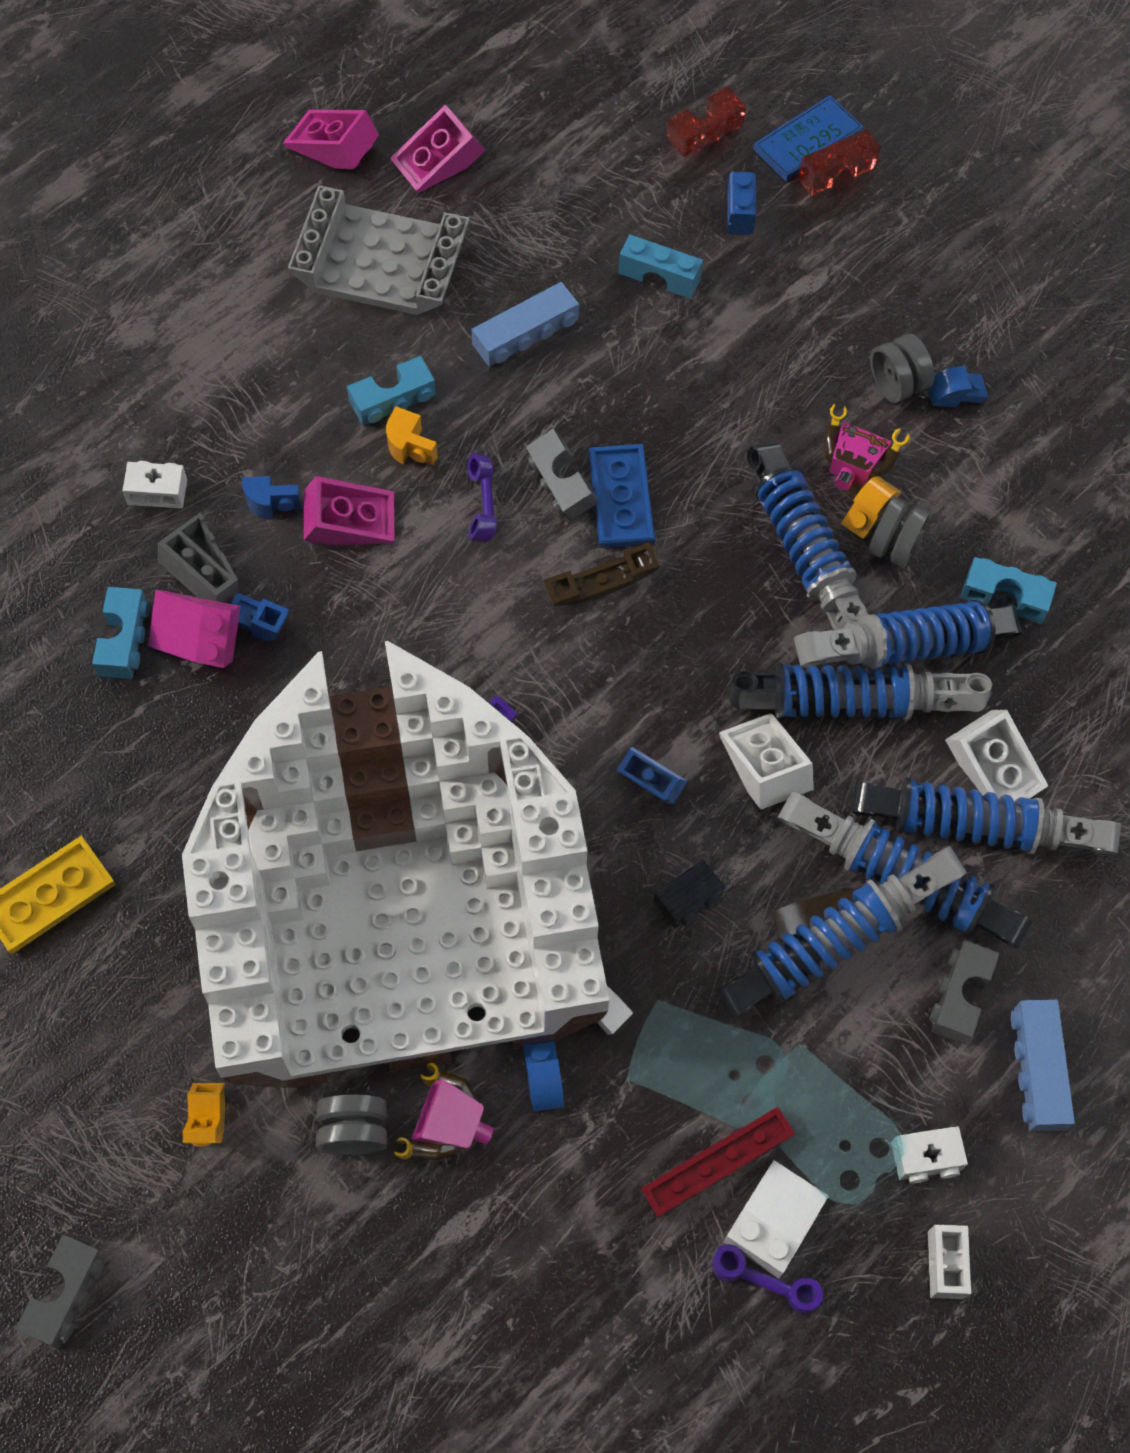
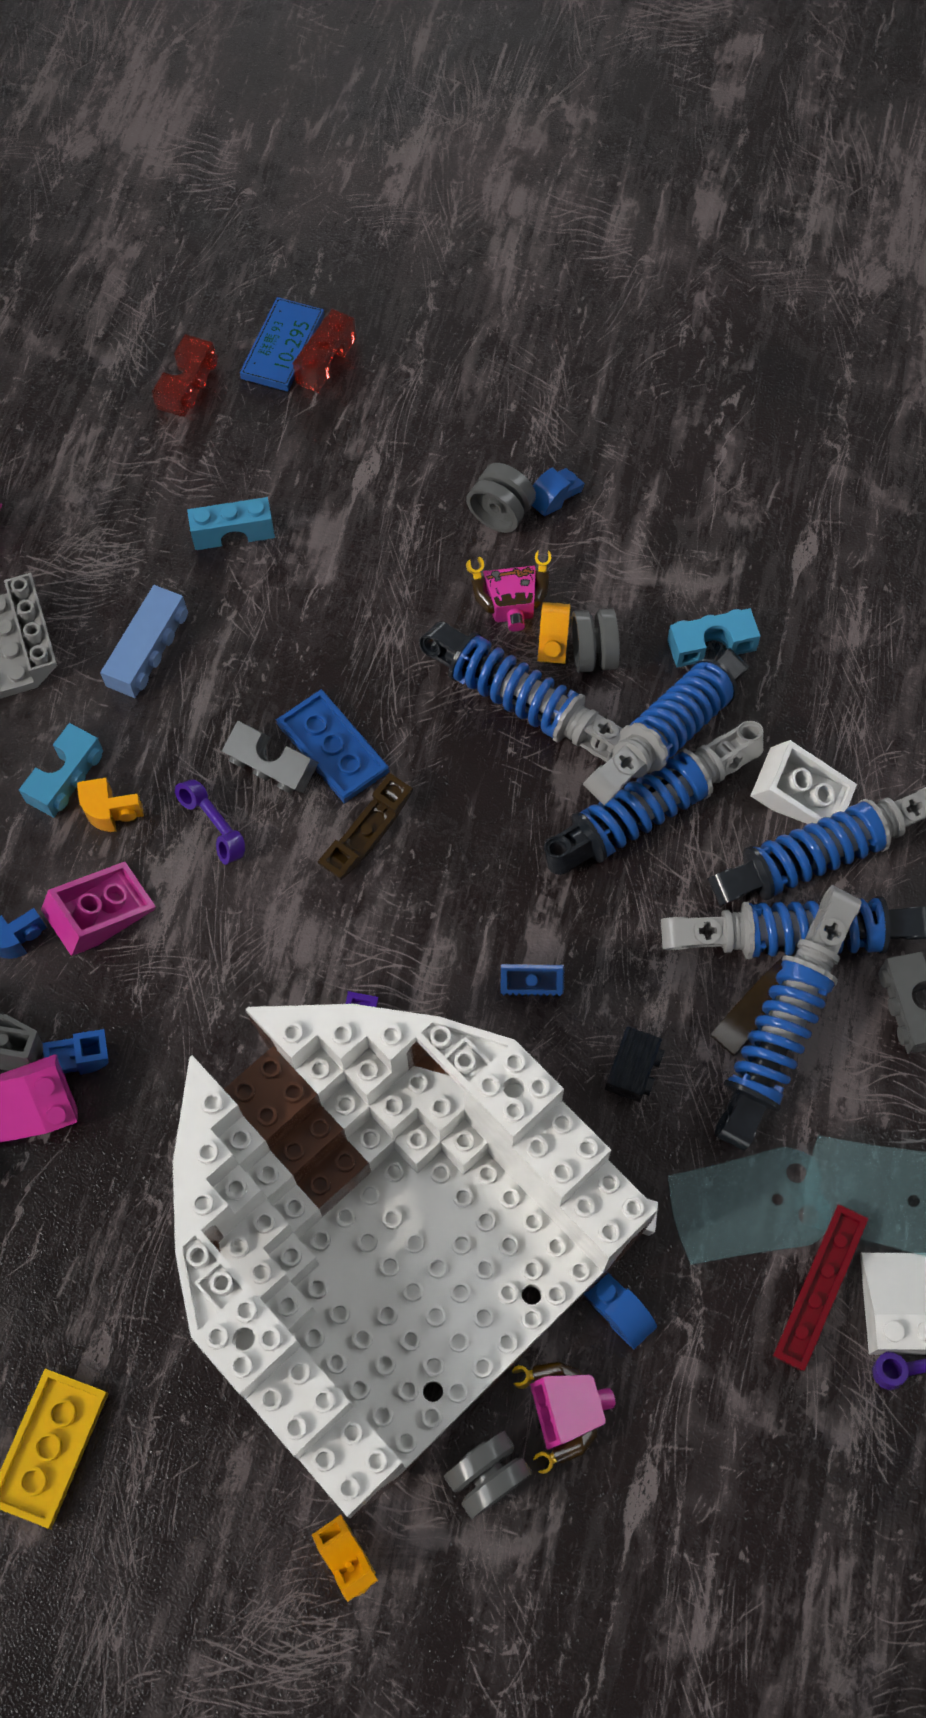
camera: 30 degrees left, 0 degrees up
(741, 203) = (264, 429): blue brick -> none
(768, 760) = (619, 904): white slope -> none

